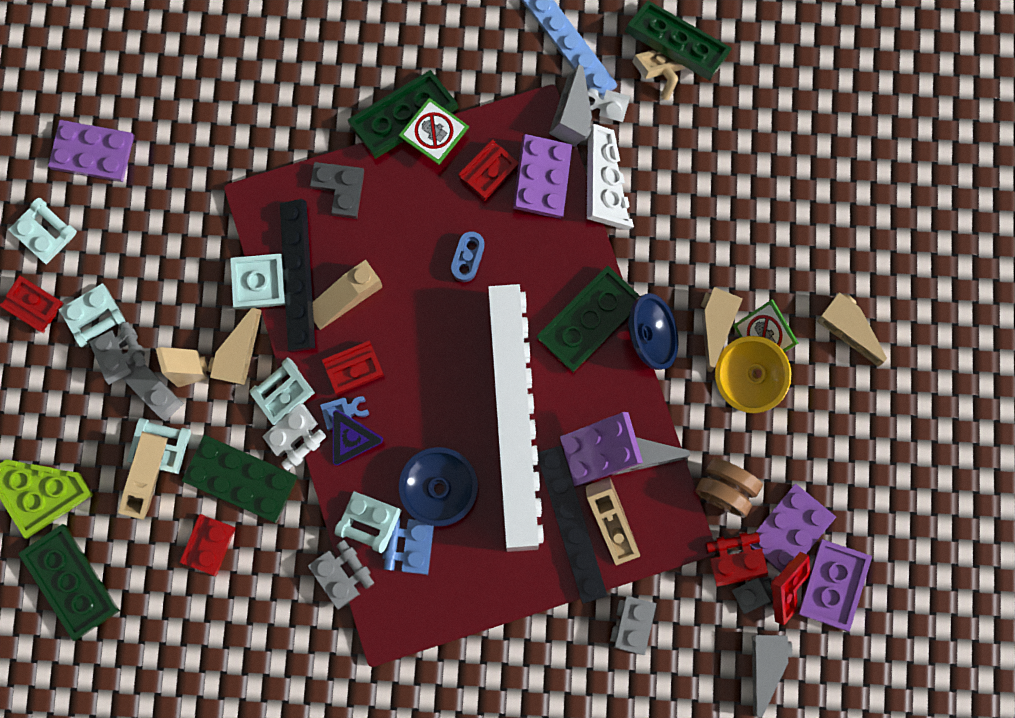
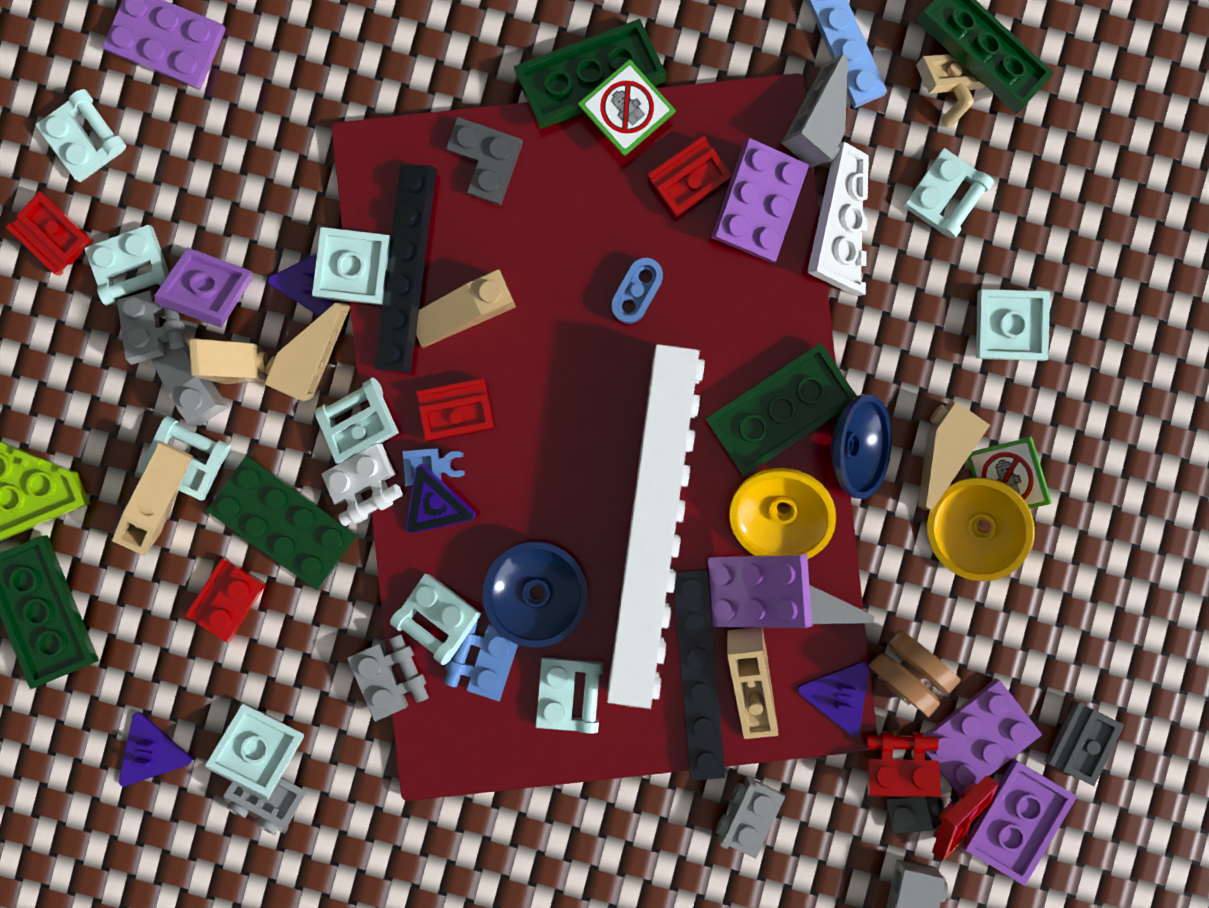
camera: 10 degrees right, 10 degrees up
(152, 318) = (203, 287): none -> medium lavender plate
(169, 673) = (149, 752): none -> dark purple piece
(221, 304) = (298, 284): none -> dark purple piece
(251, 651) = (255, 751): none -> light aqua plate
(264, 687) = (273, 813): none -> light grey bracket
(469, 559) = (557, 693): none -> light aqua plate
(594, 403) = (773, 530): none -> yellow dish
(612, 105) = (873, 120): white plate -> none
(669, 142) = (939, 186): none -> light aqua plate
(680, 519) = (840, 695): none -> dark purple piece
(744, 227) = (1012, 325): none -> light aqua plate
(851, 326) = (1124, 490): tan slope -> none
(868, 516) = (1084, 743): none -> dark grey plate

